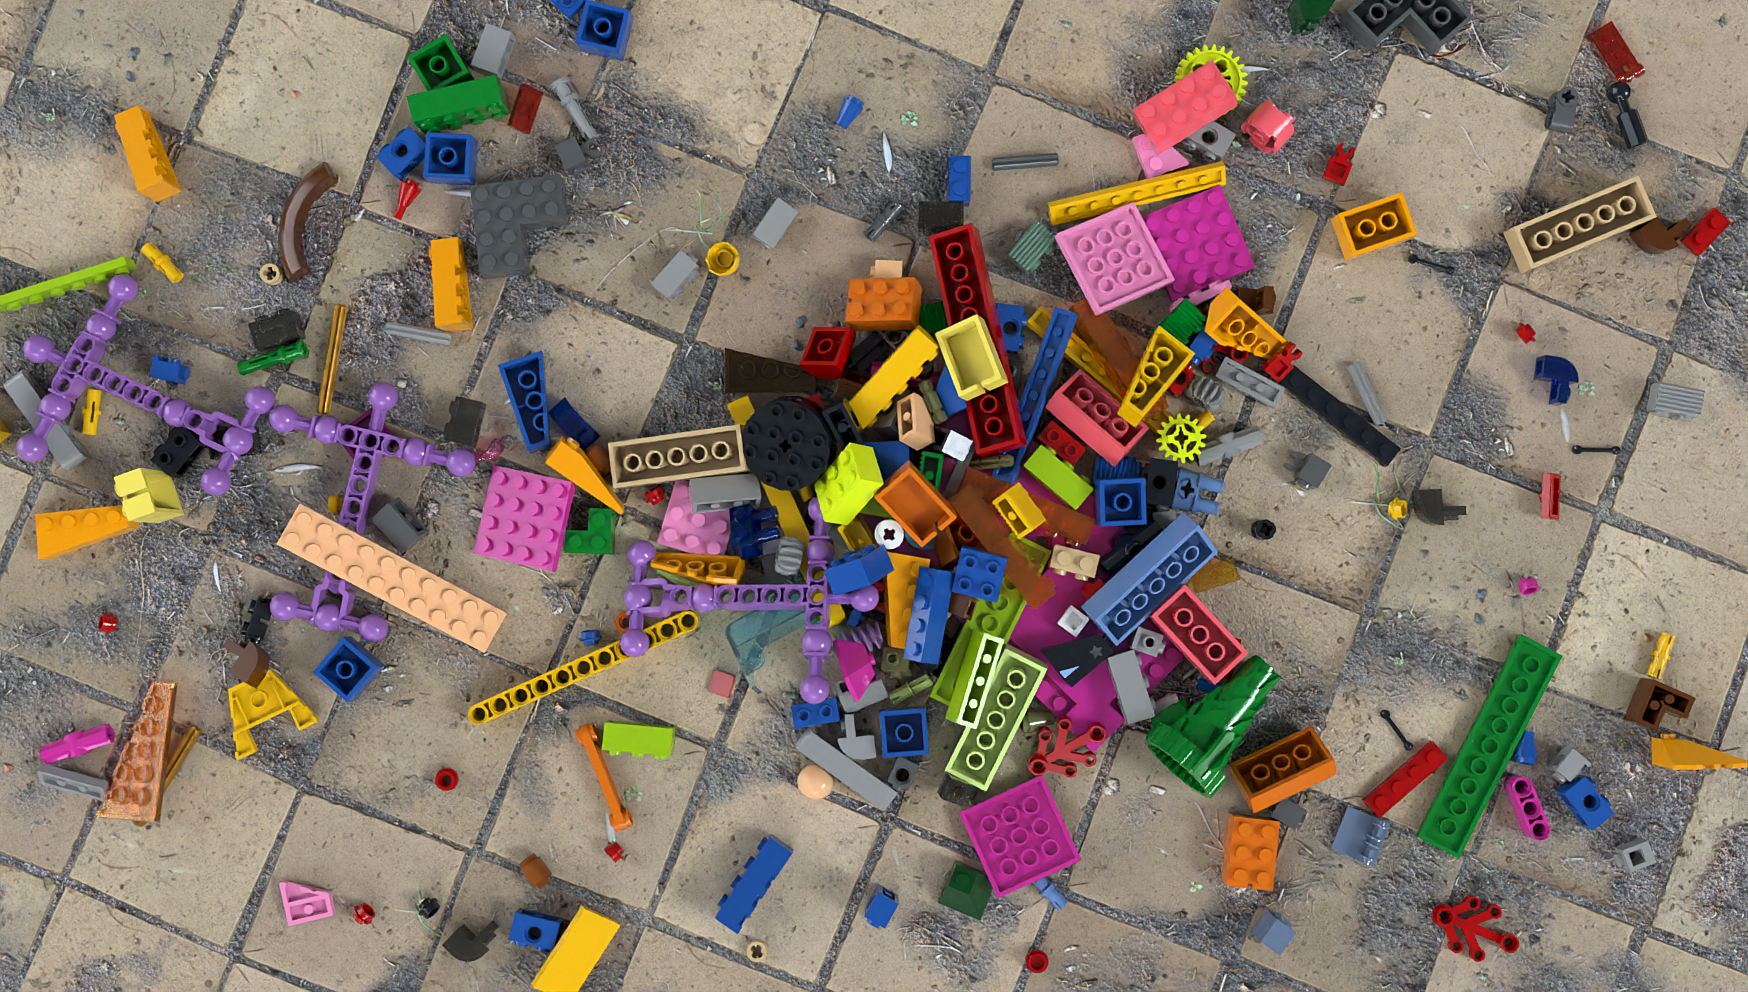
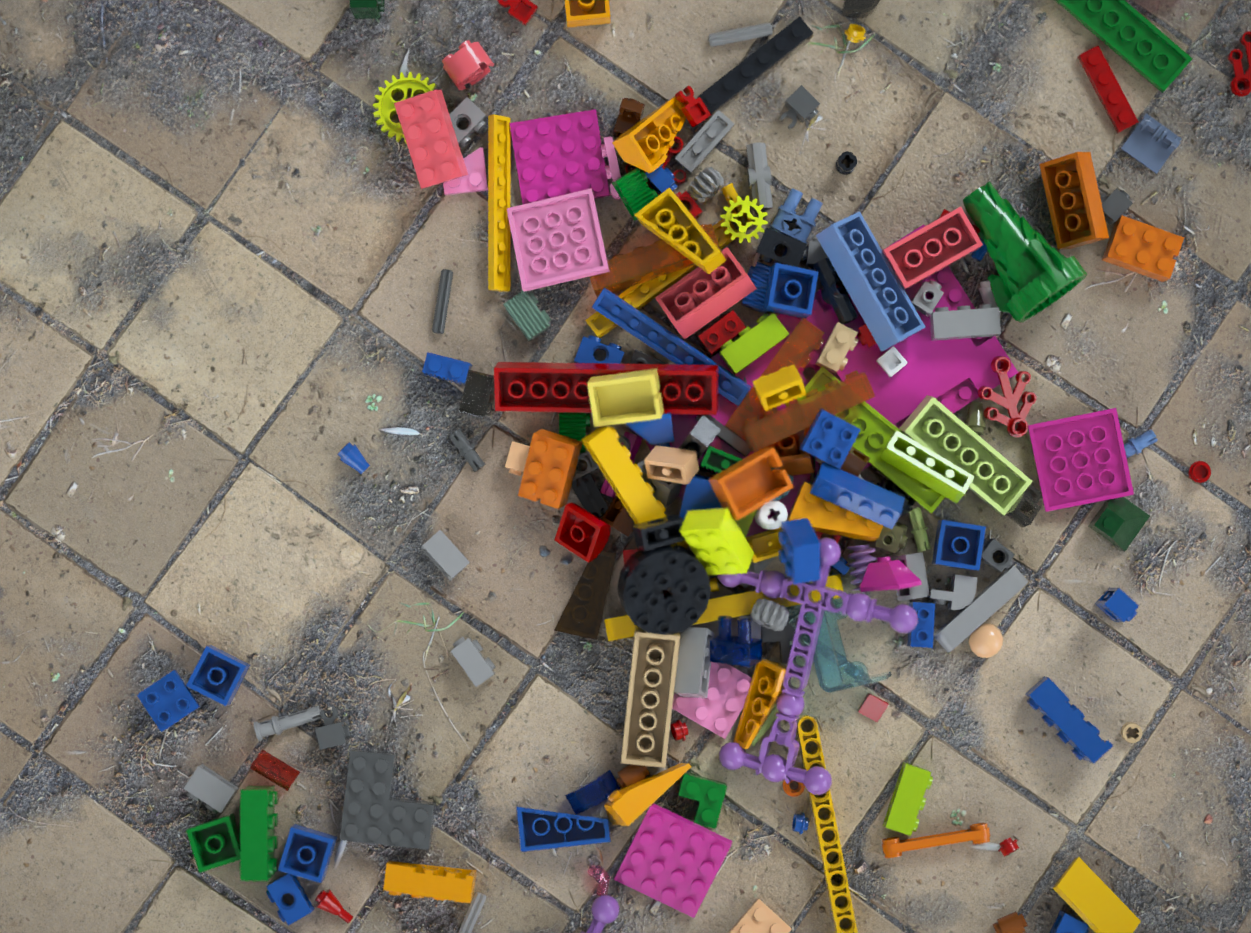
camera: 85 degrees left, 0 degrees up
(465, 421) = (565, 897): clear smoke brick -> none
(723, 259) = (468, 612): yellow hair -> none
(932, 401) = (656, 444): olive axle -> none
(992, 462) = (725, 401): olive axle -> none
(1078, 656) = (926, 364): black slope -> none
(1215, 575) = (878, 217): clear yellow plate -> none
(1274, 931) = (1221, 245): sand blue brick -> none
(1385, 714) = (1044, 92): black hinge -> none

